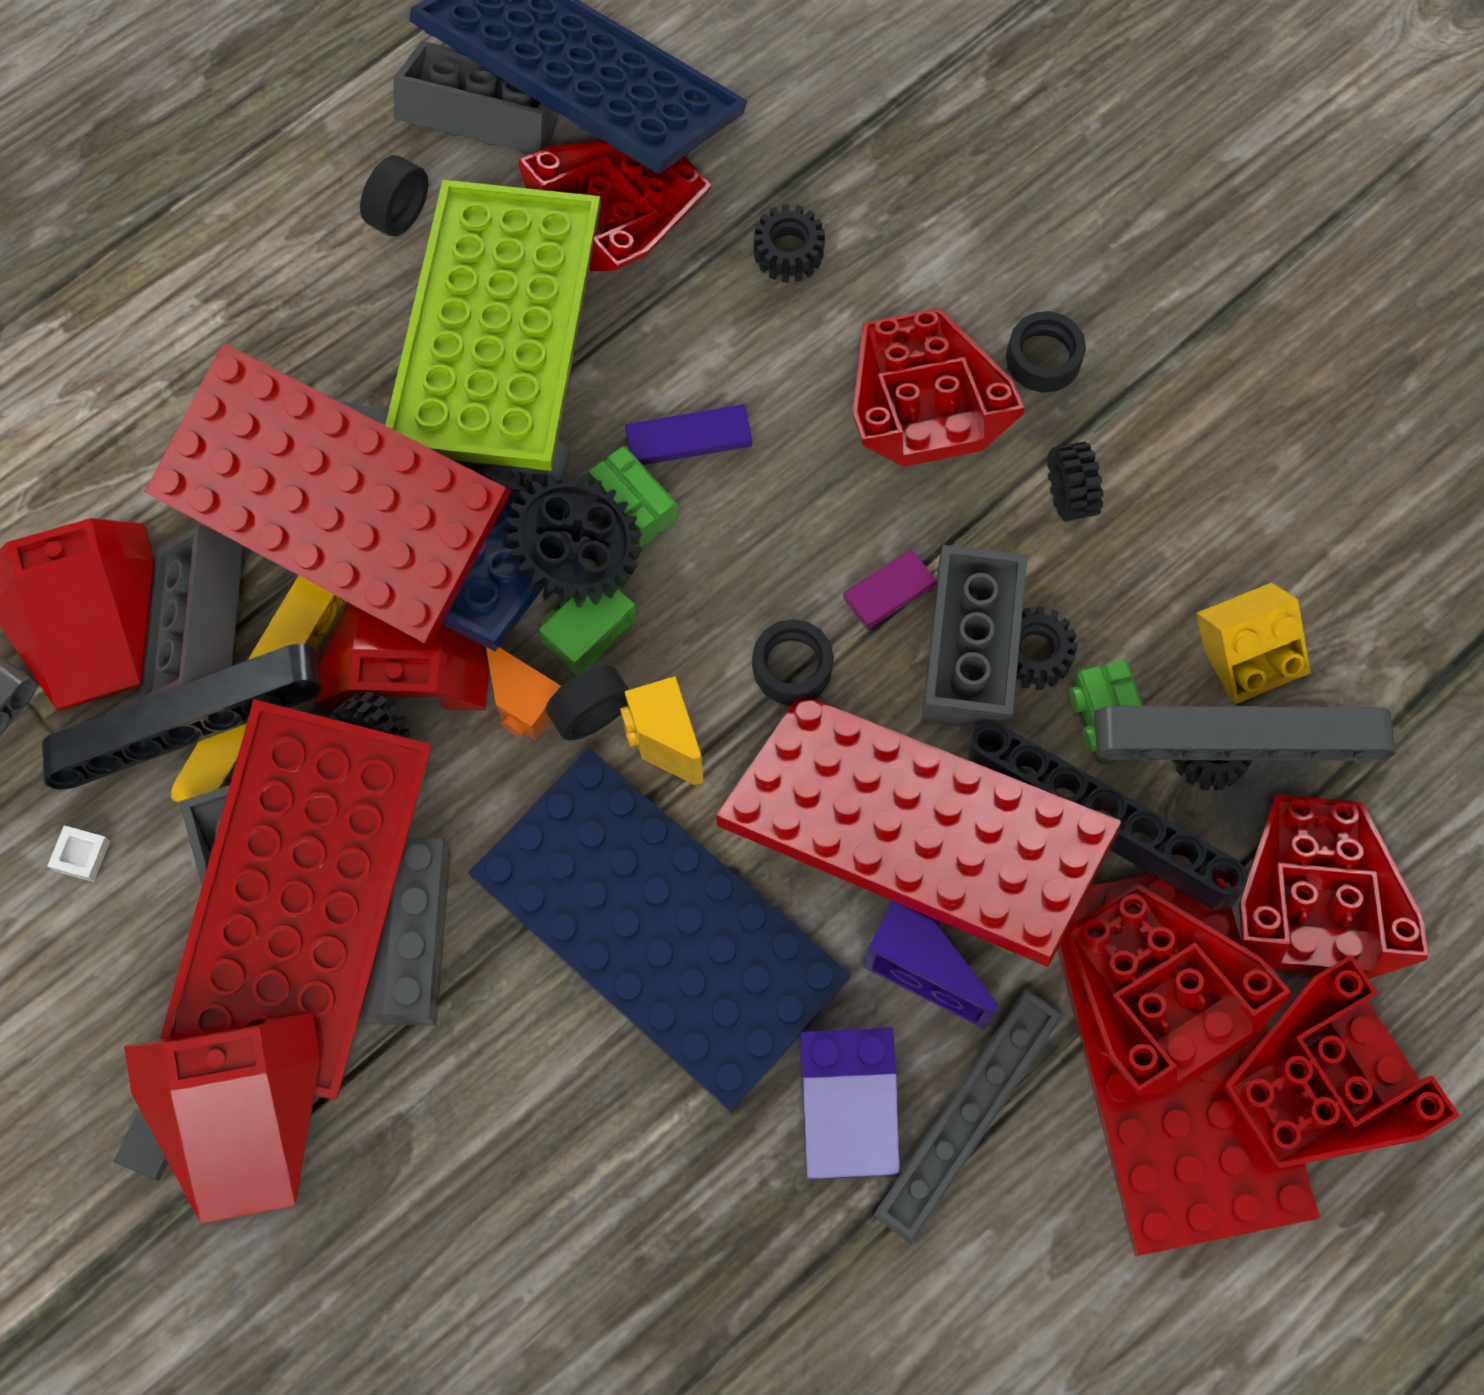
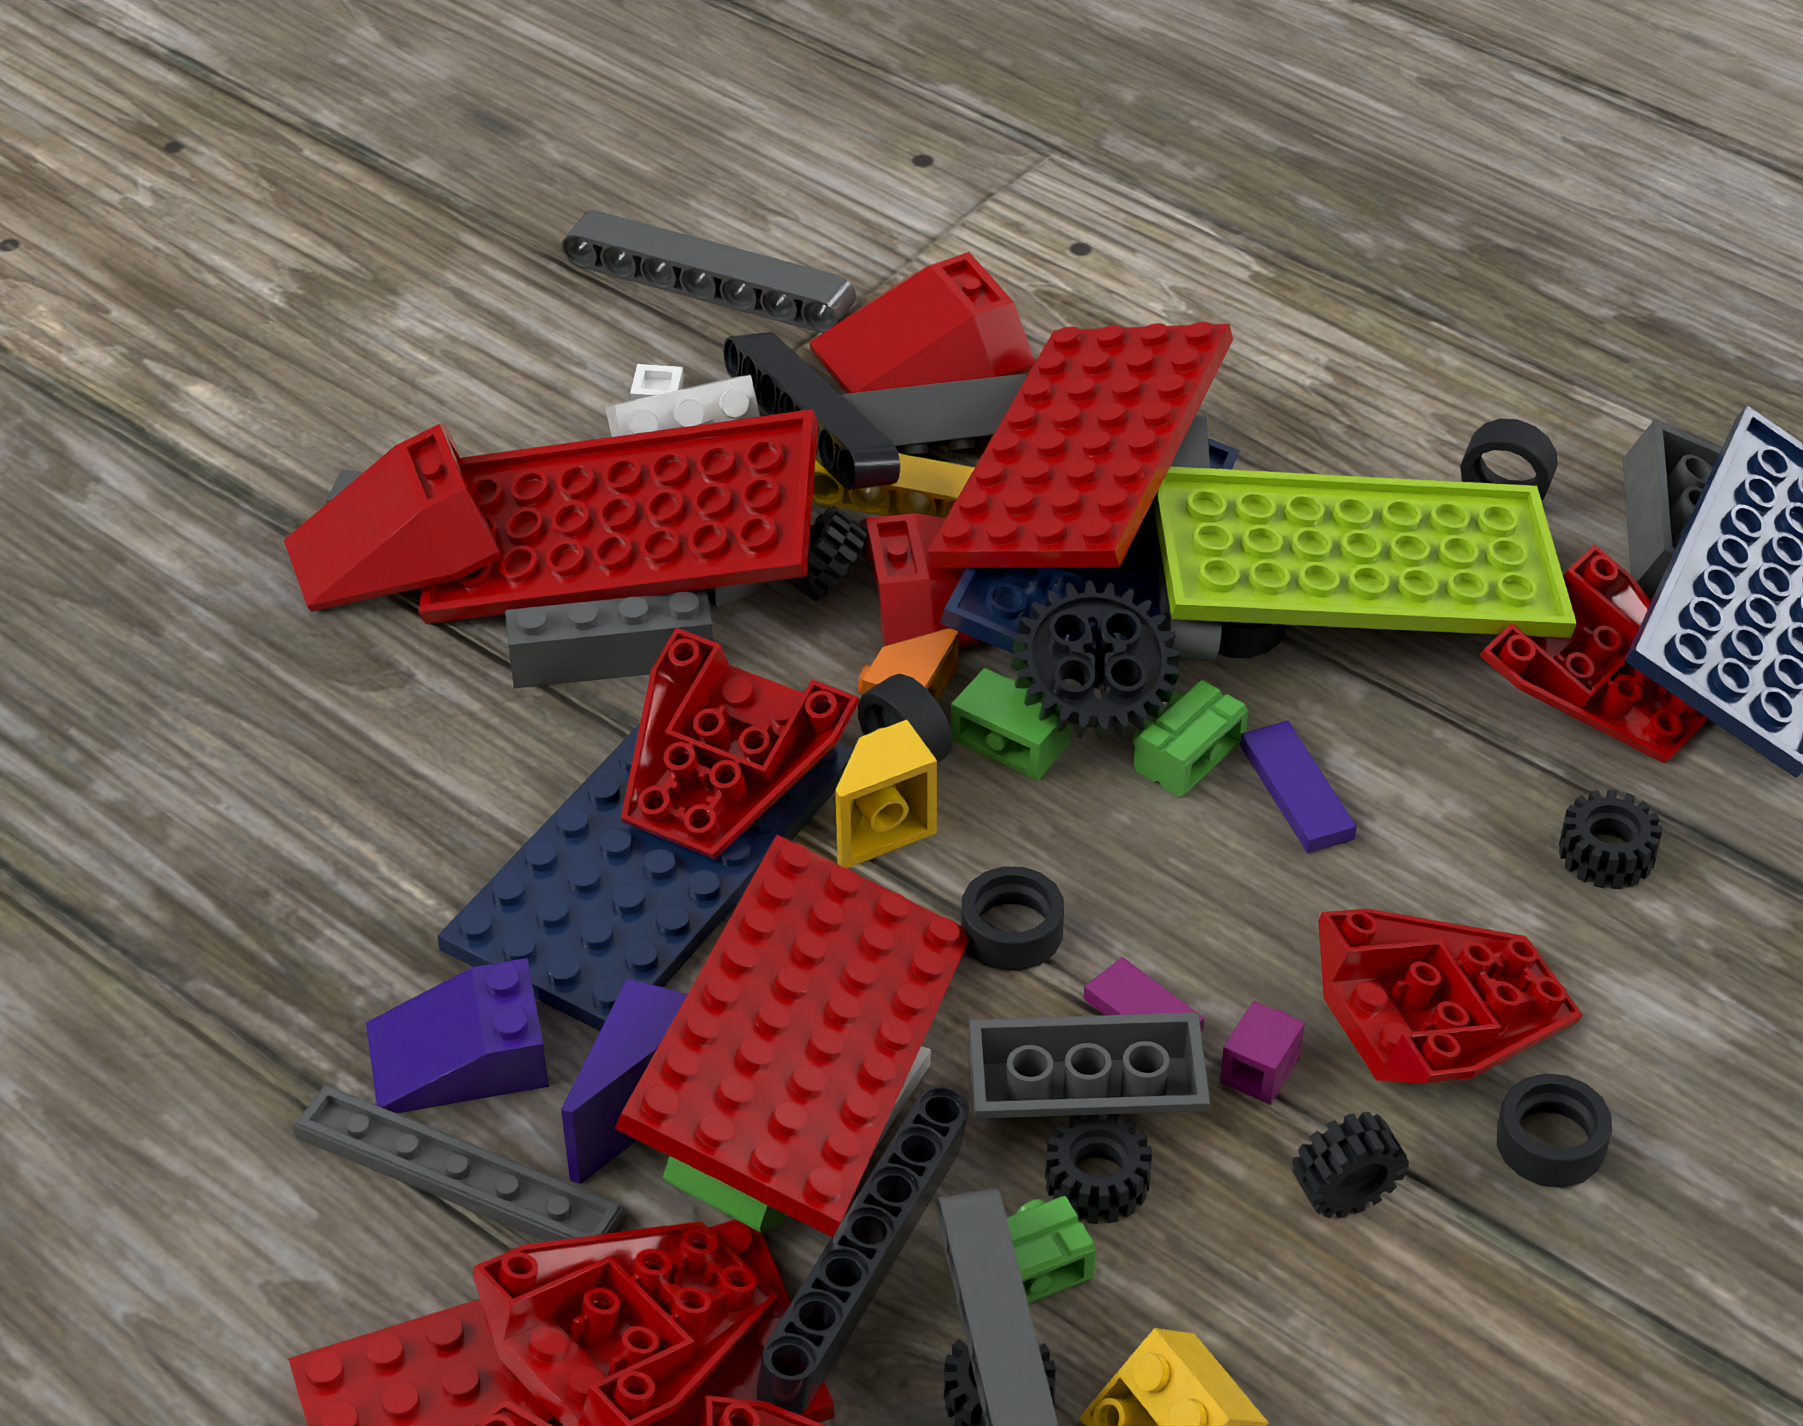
camera: 80 degrees right, 25 degrees down
(138, 832) = (686, 407): none -> white brick
(592, 844) = (722, 745): none -> red wedge
(951, 515) = (1262, 1052): none -> magenta brick

